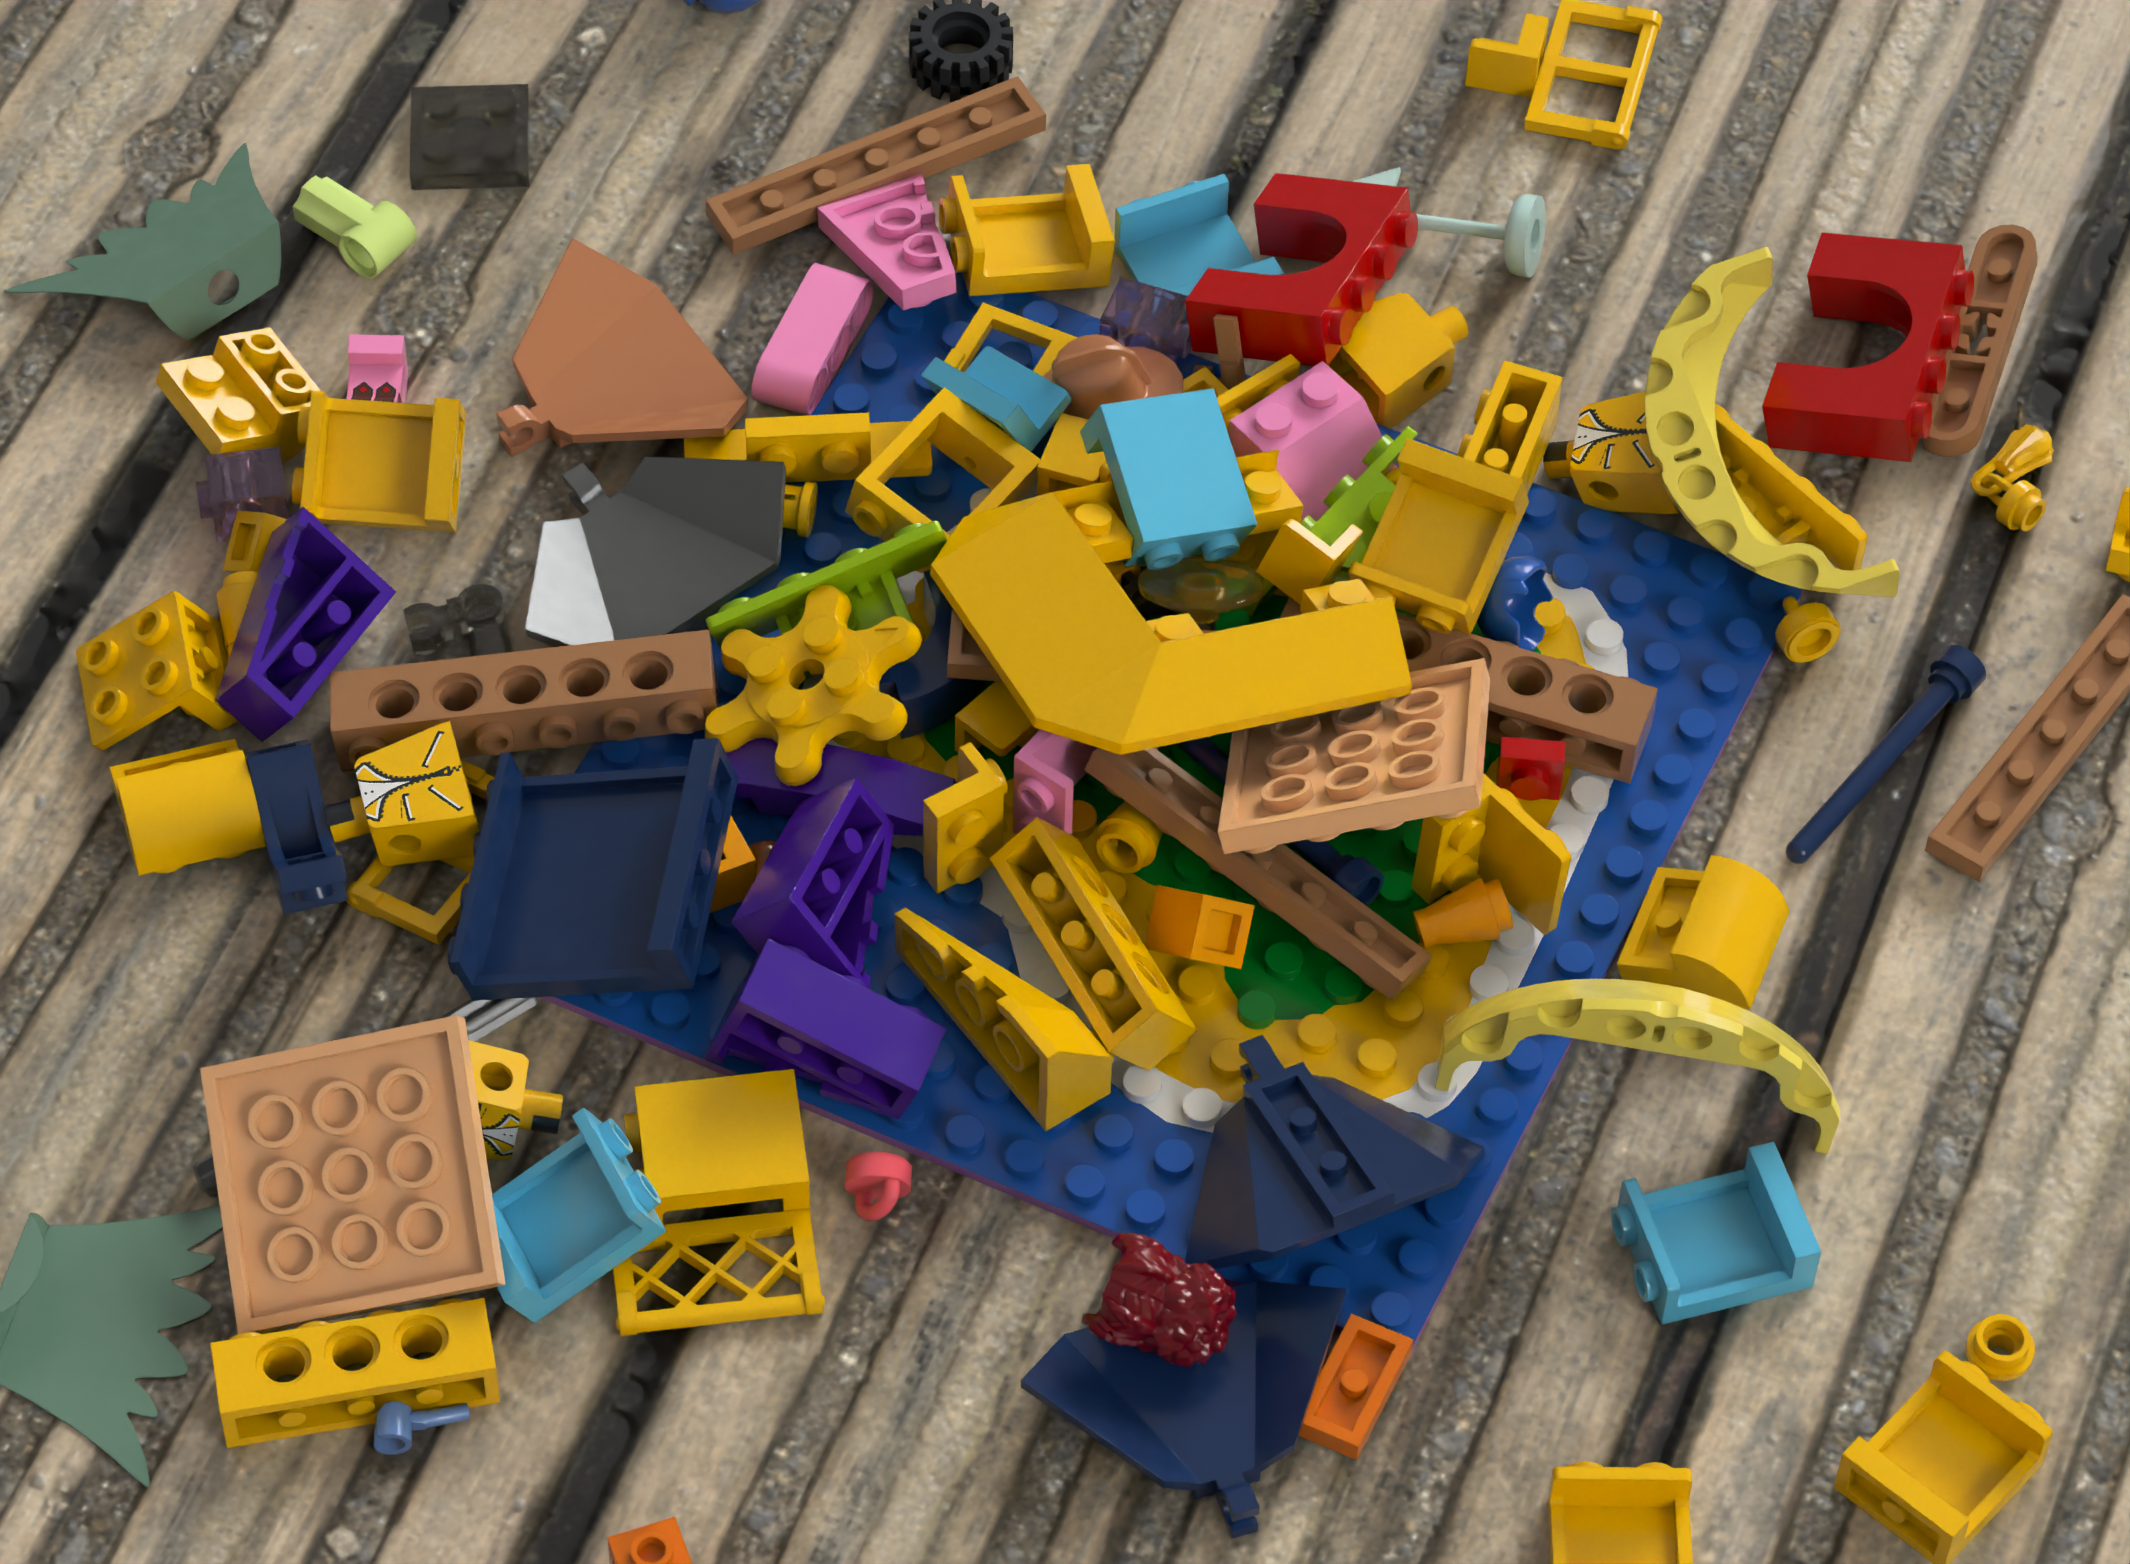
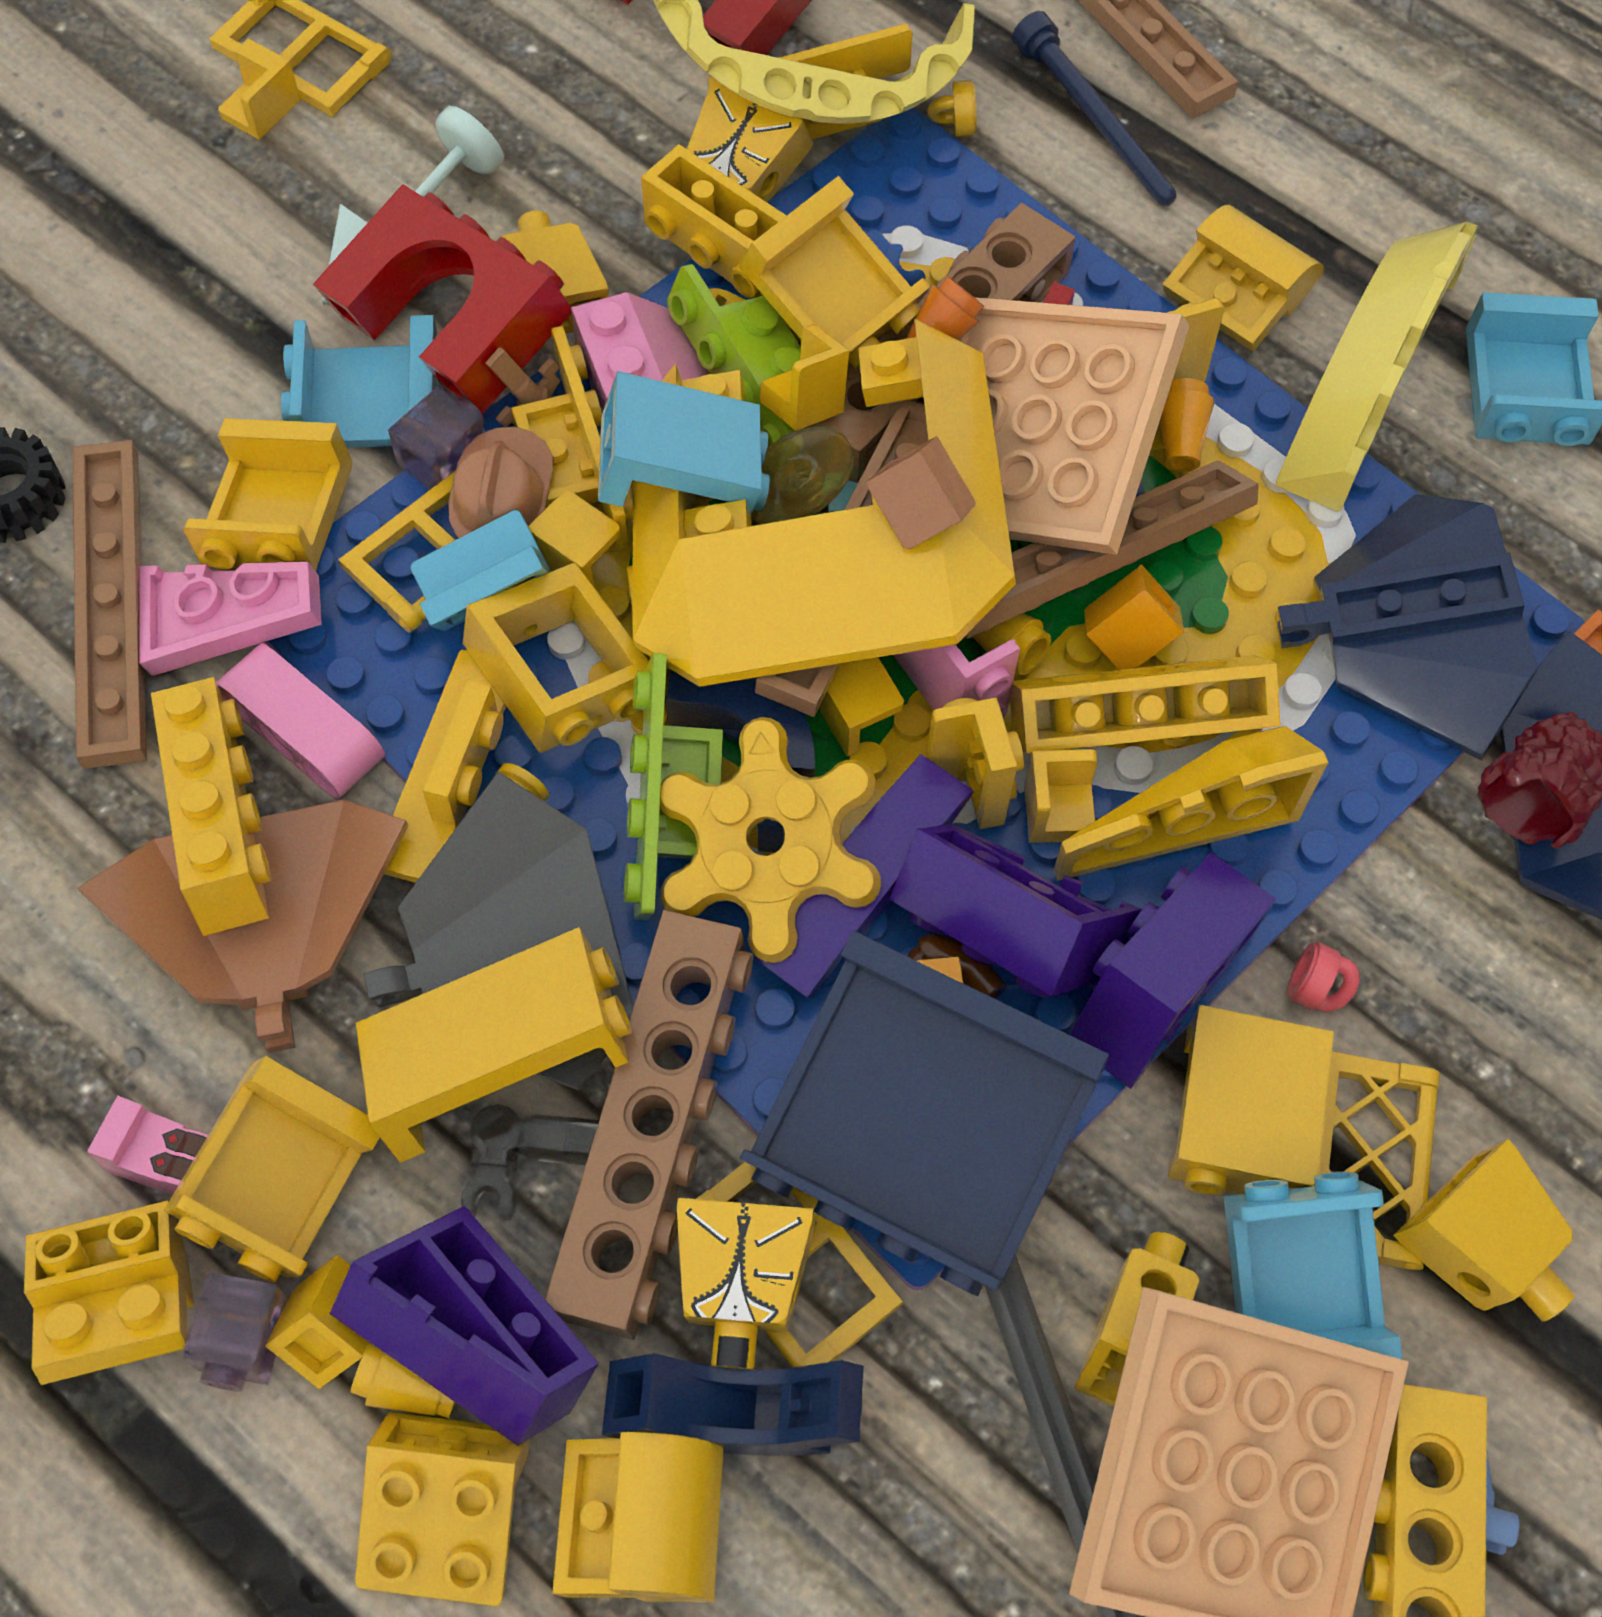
camera: 70 degrees left, 10 degrees up
(550, 549) = (487, 1035): none -> yellow panel
(663, 1360) = (1493, 1234): none -> yellow torso
(688, 296) = (209, 806): none -> yellow brick
(970, 905) = (1059, 793): none -> yellow panel
(1153, 628) = (921, 493): none -> nougat panel
(1442, 640) = (949, 310): none -> orange cone

